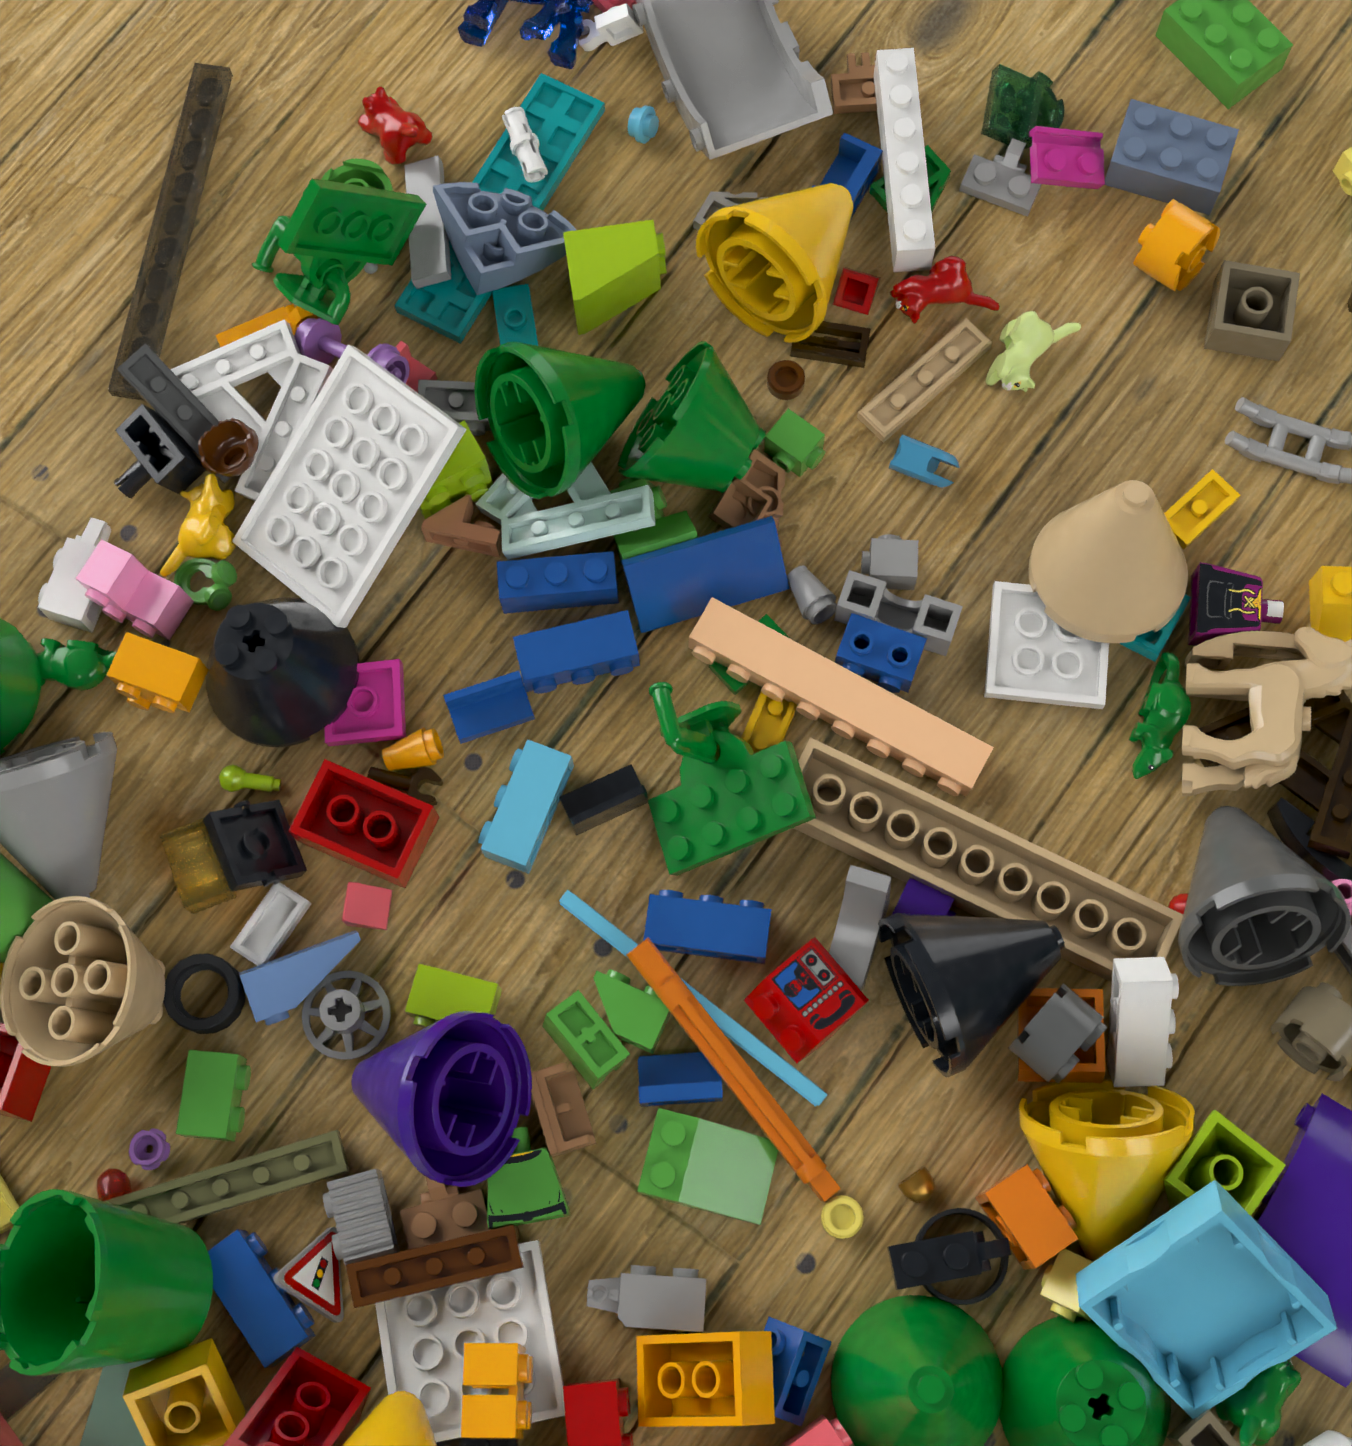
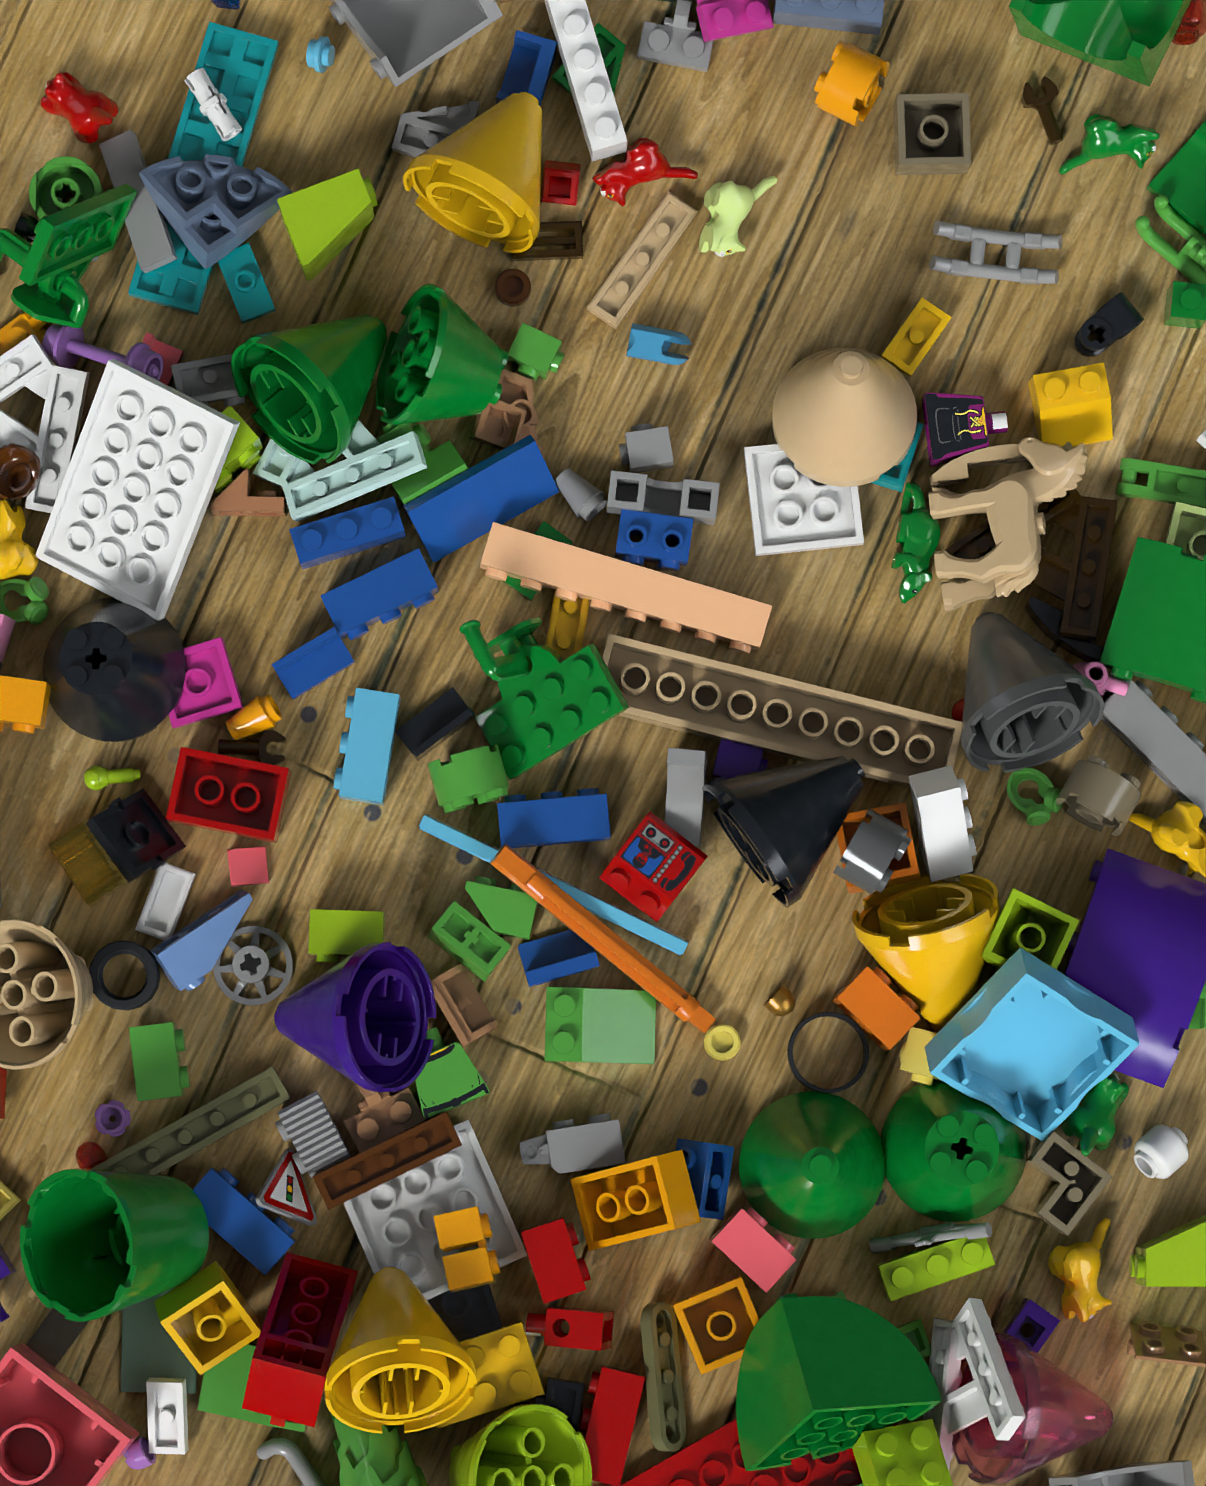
camera: 25 degrees left, 10 degrees up
(625, 860) = (467, 777): none -> bright green brick
(943, 1258) = (814, 1057): black hinge -> none
(1244, 1037) = (1034, 813): none -> bright green piece

